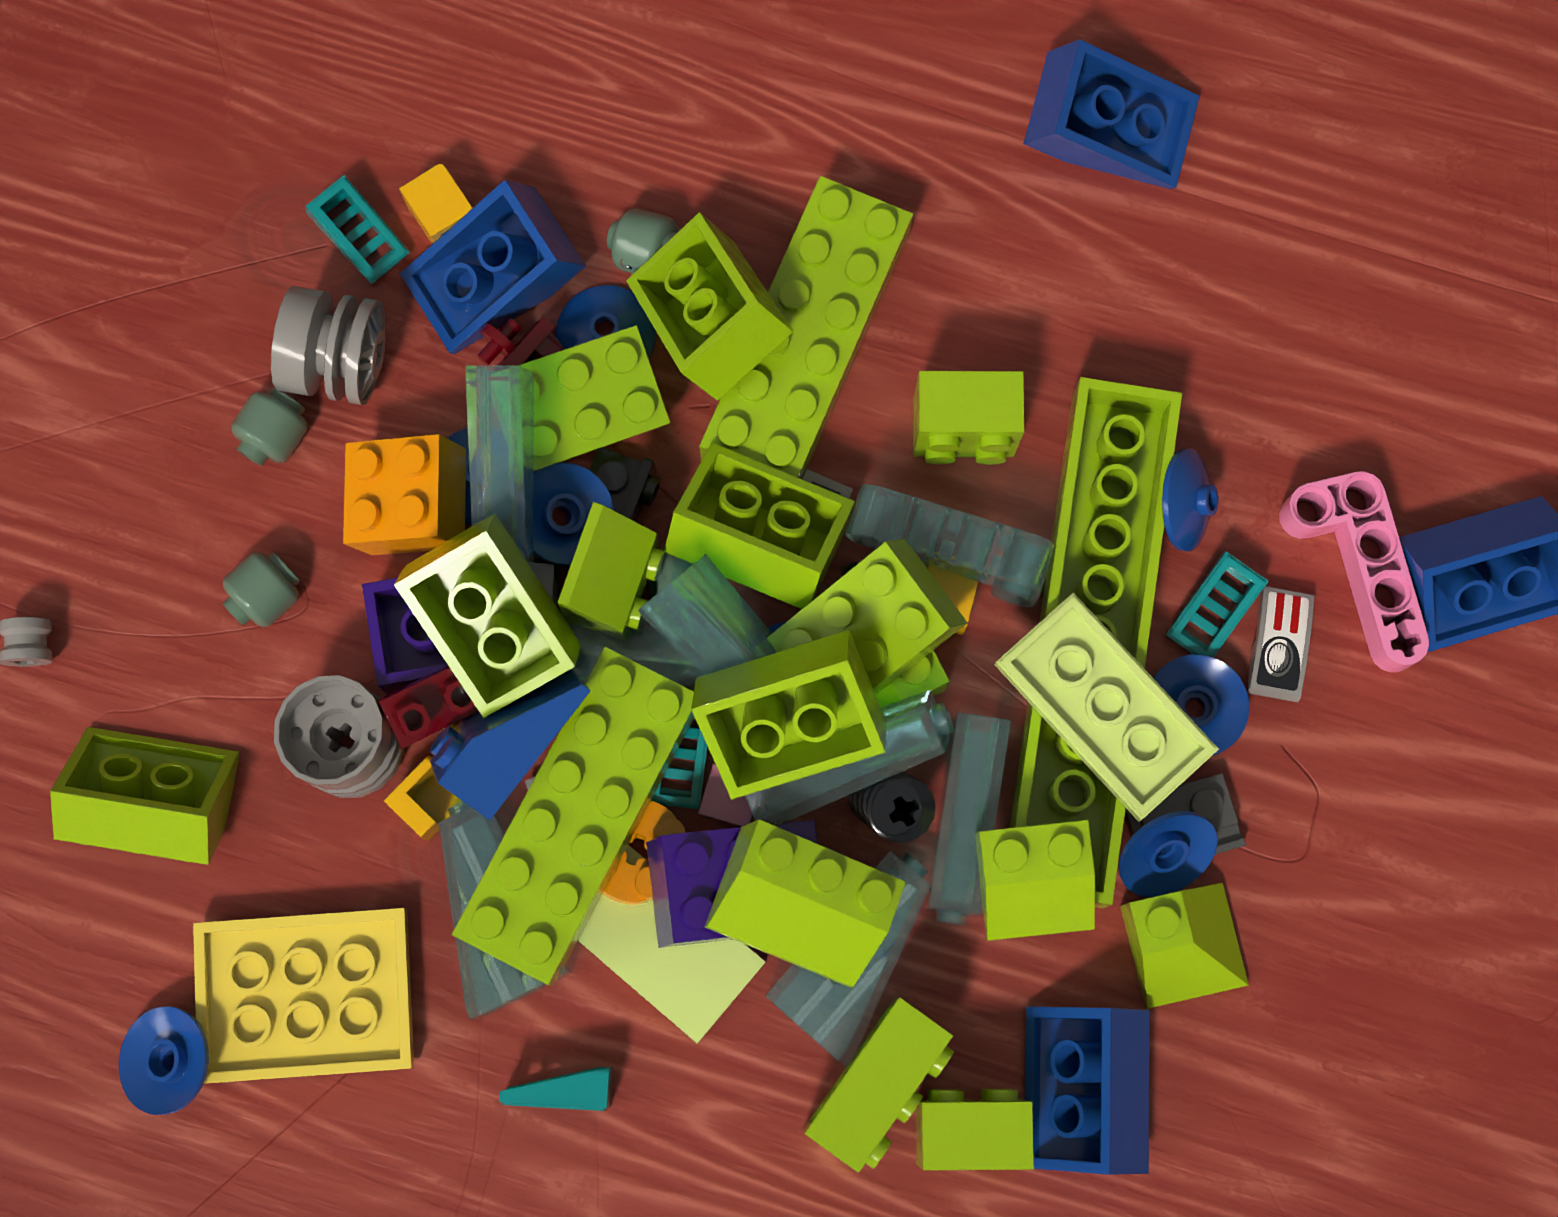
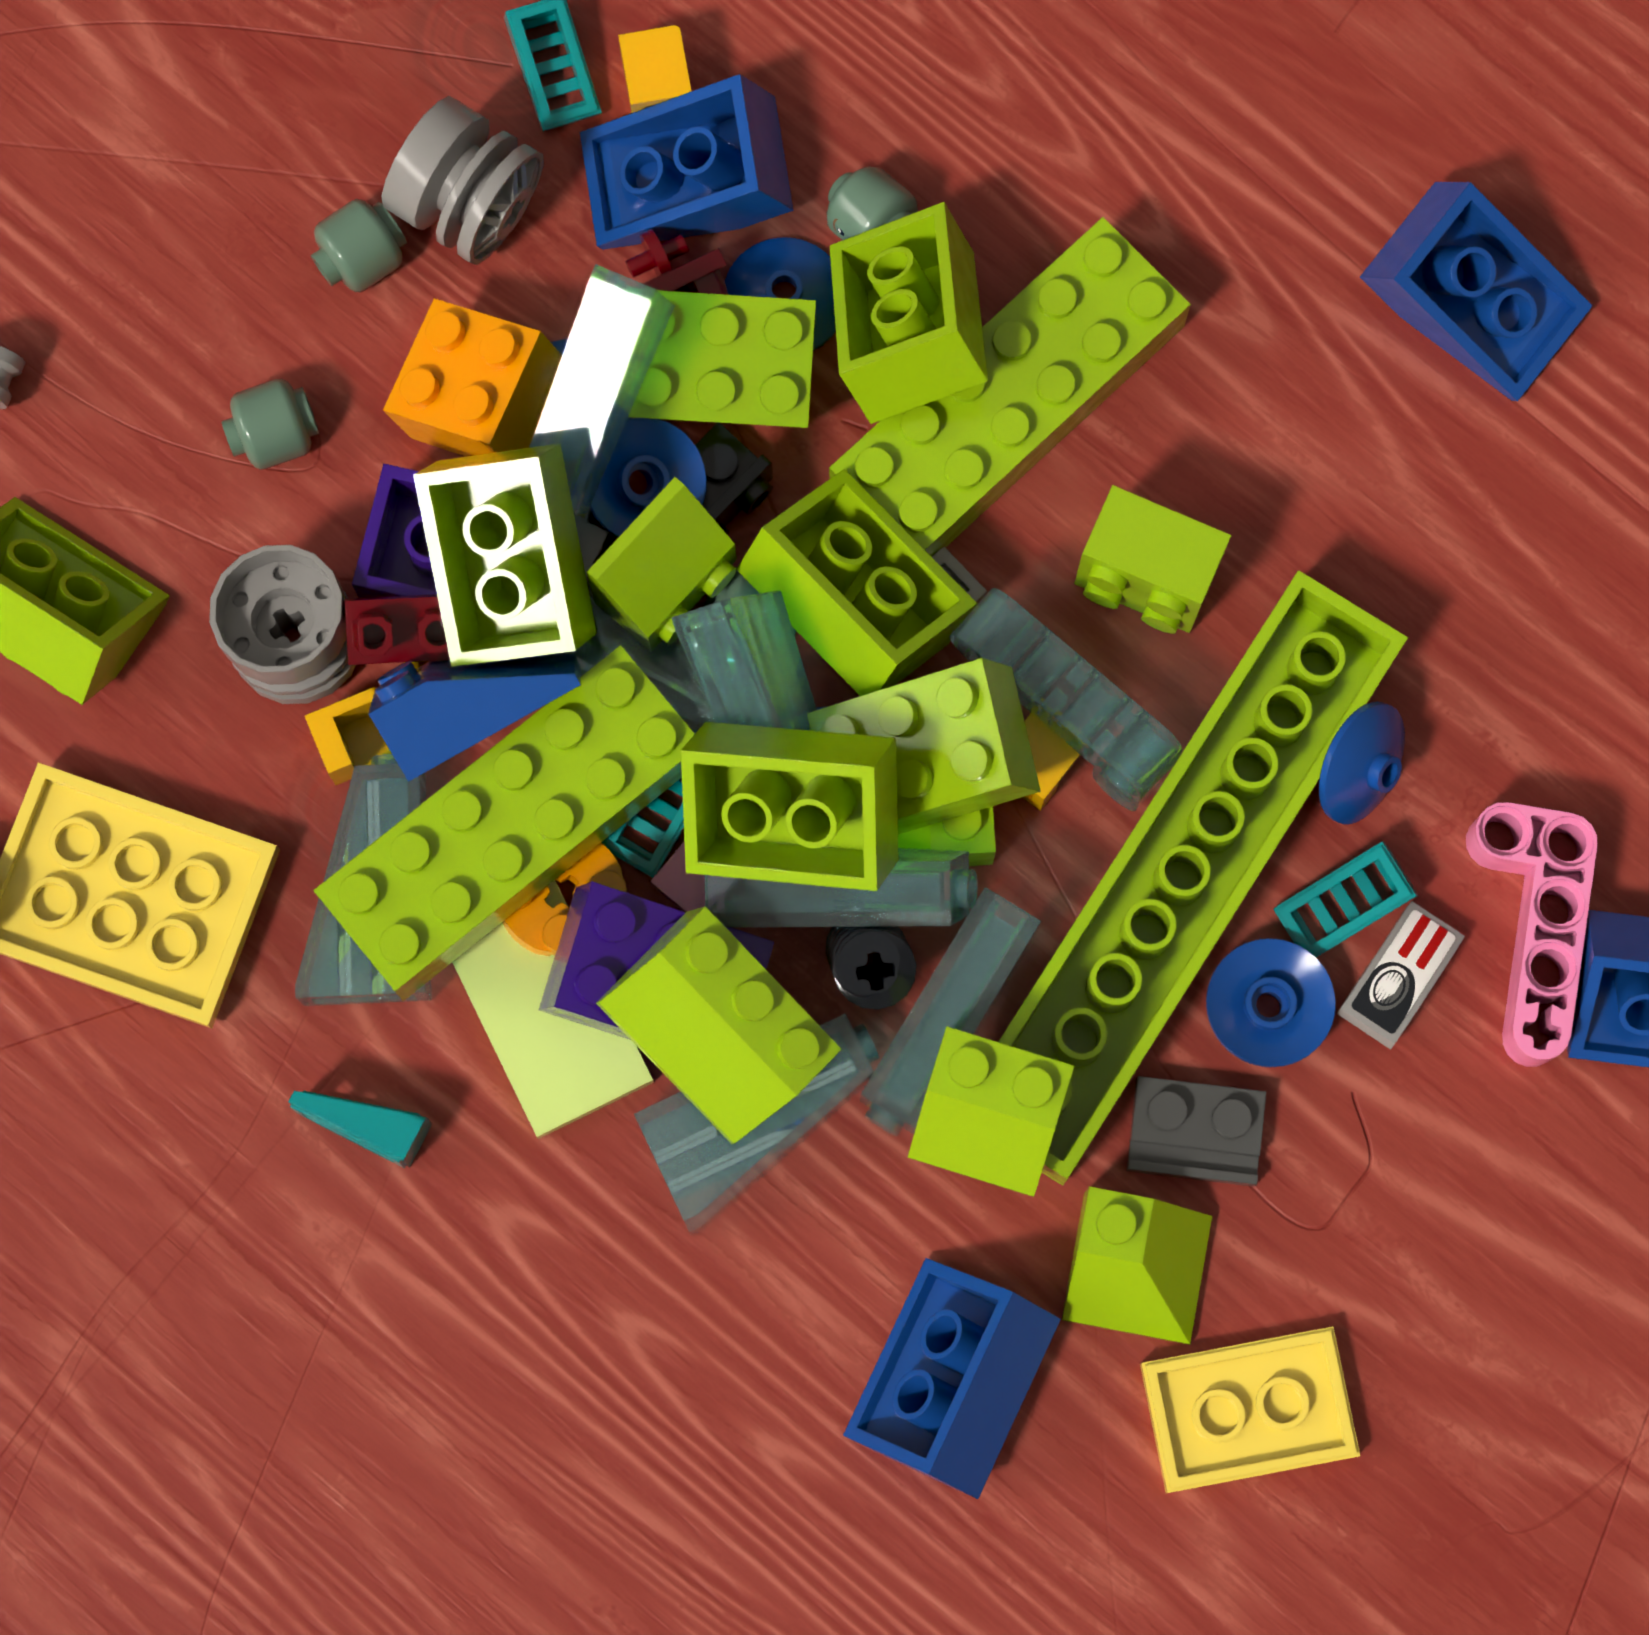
camera: 25 degrees right, 0 degrees up
(880, 1085) = (717, 1266): lime brick -> none
(974, 1132) = (799, 1363): lime brick -> none
(1106, 707) = (1158, 954): yellowish green tile -> none
(1168, 853) = (1159, 1151): blue dish -> none
(1313, 1015) = (1249, 1409): none -> light yellow tile

